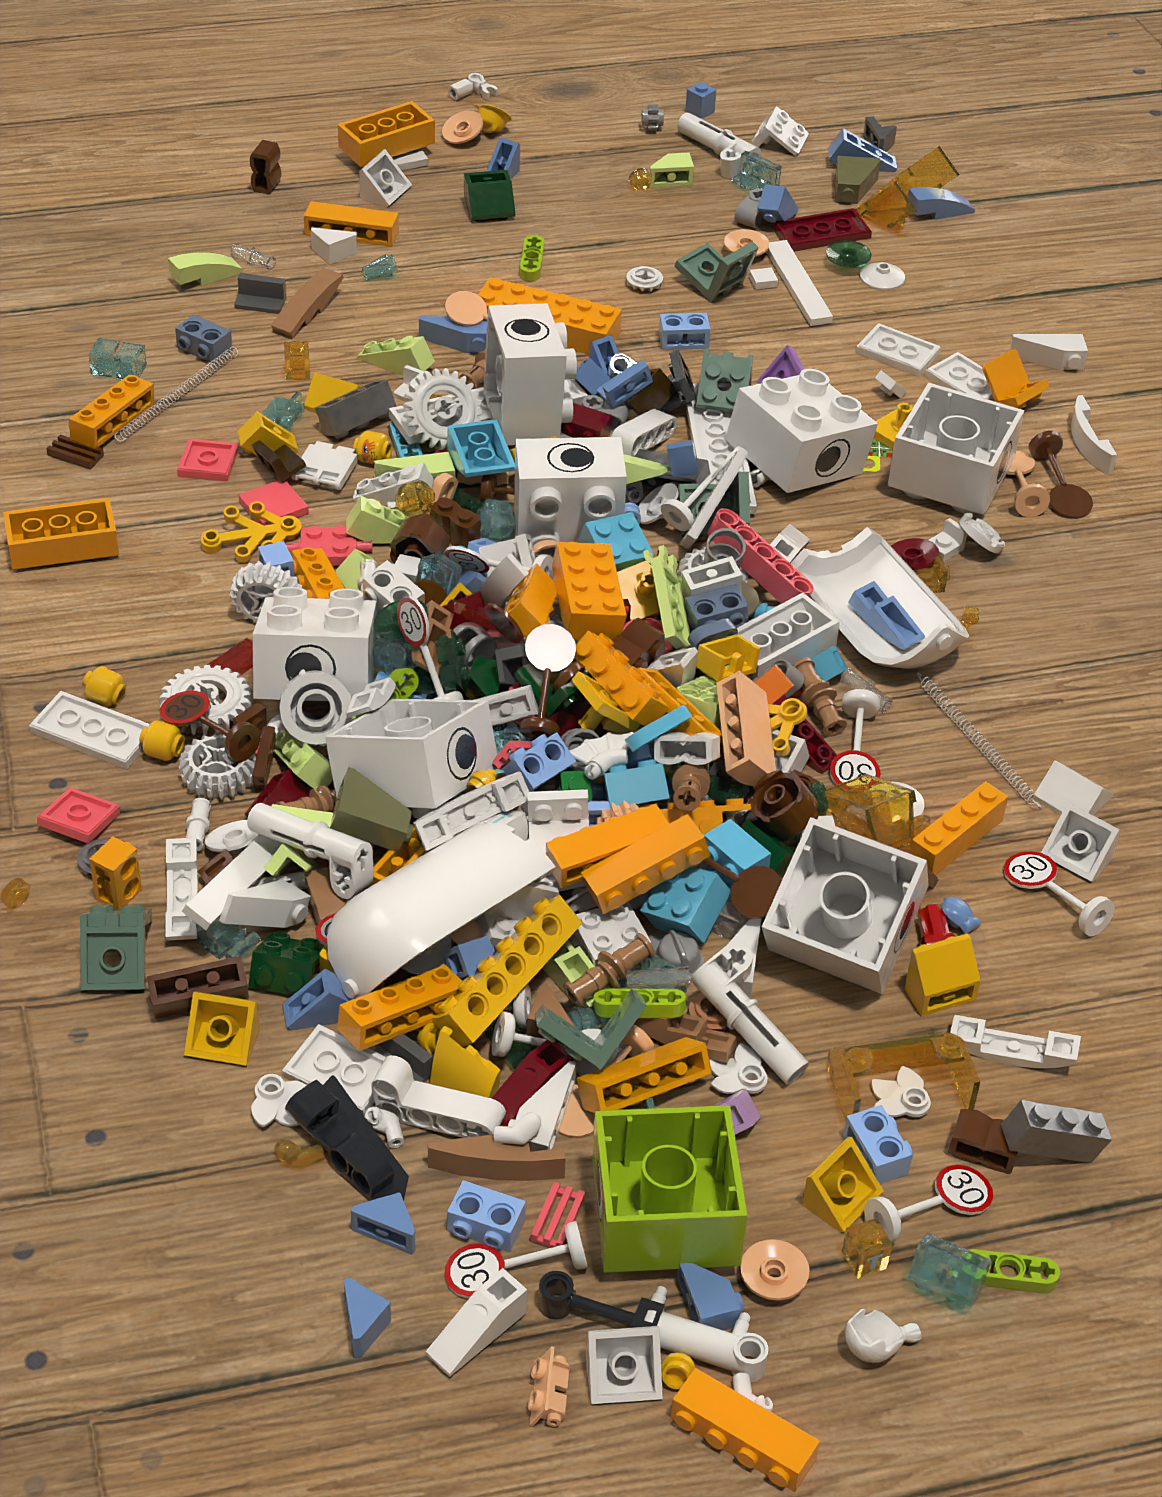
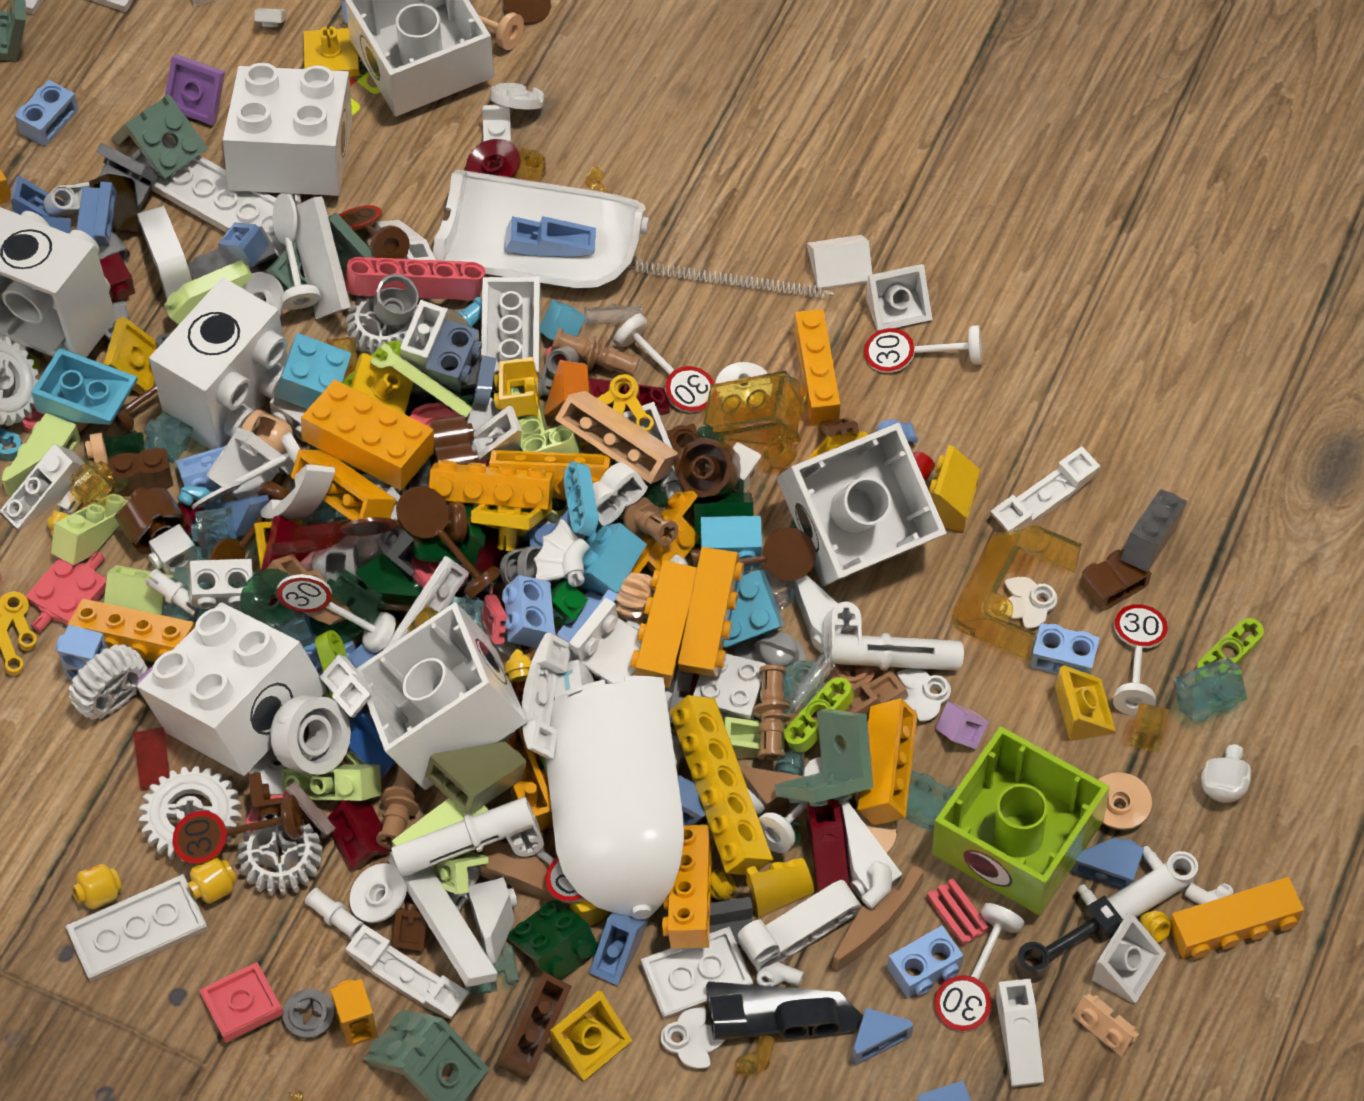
camera: 50 degrees left, 15 degrees up
(769, 521) = (387, 241): none -> reddish brown piece

